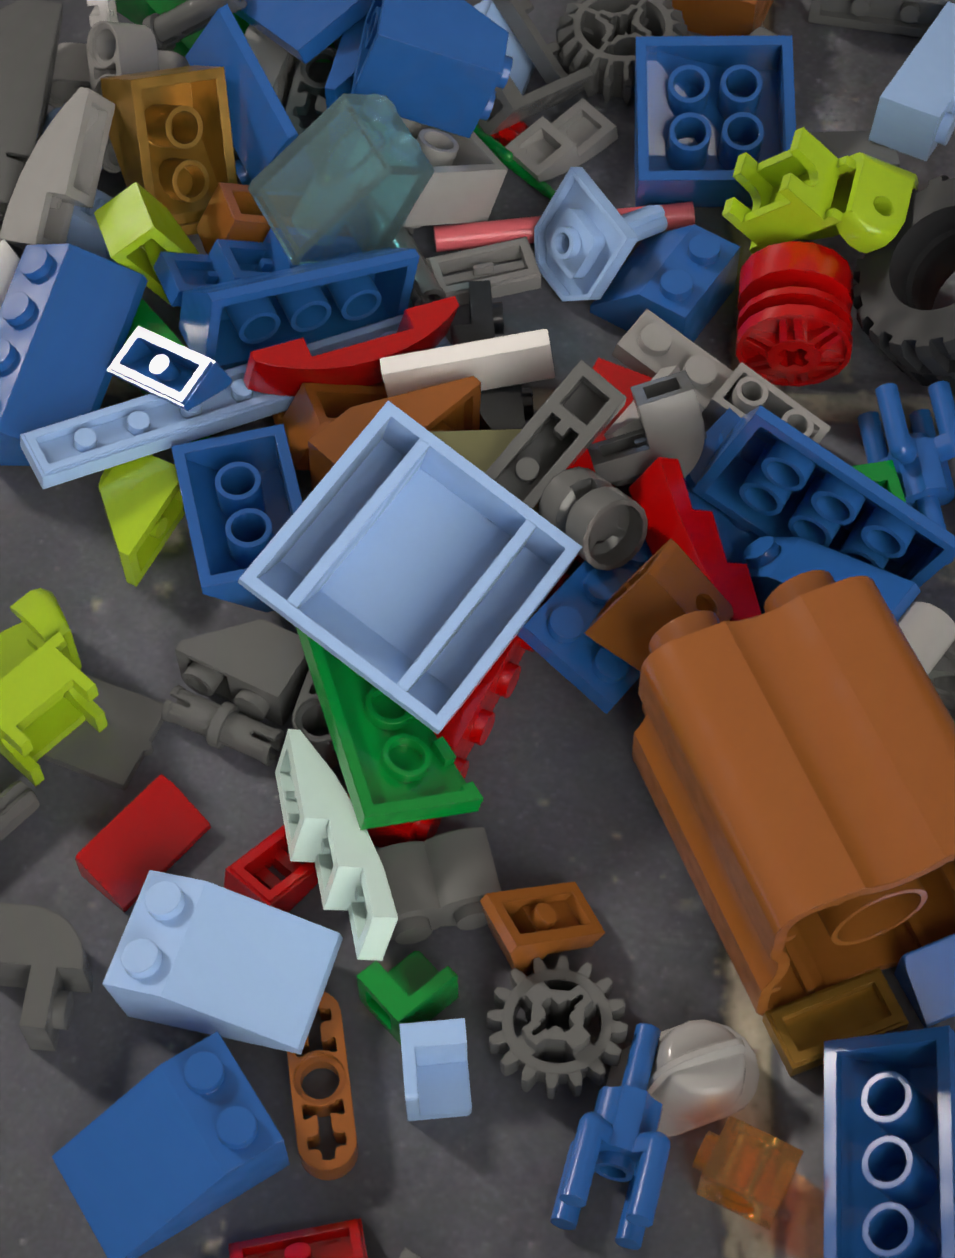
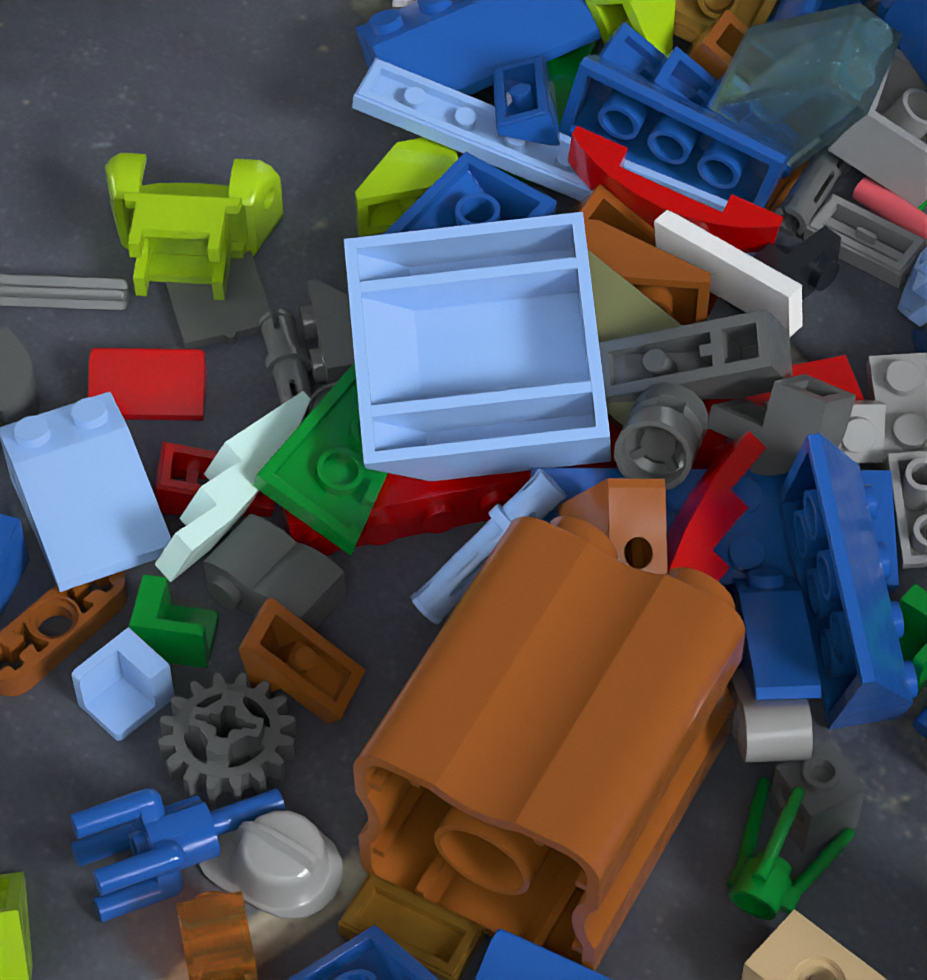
camera: 50 degrees right, 5 degrees down
(559, 710) = (453, 579): none -> light blue pin

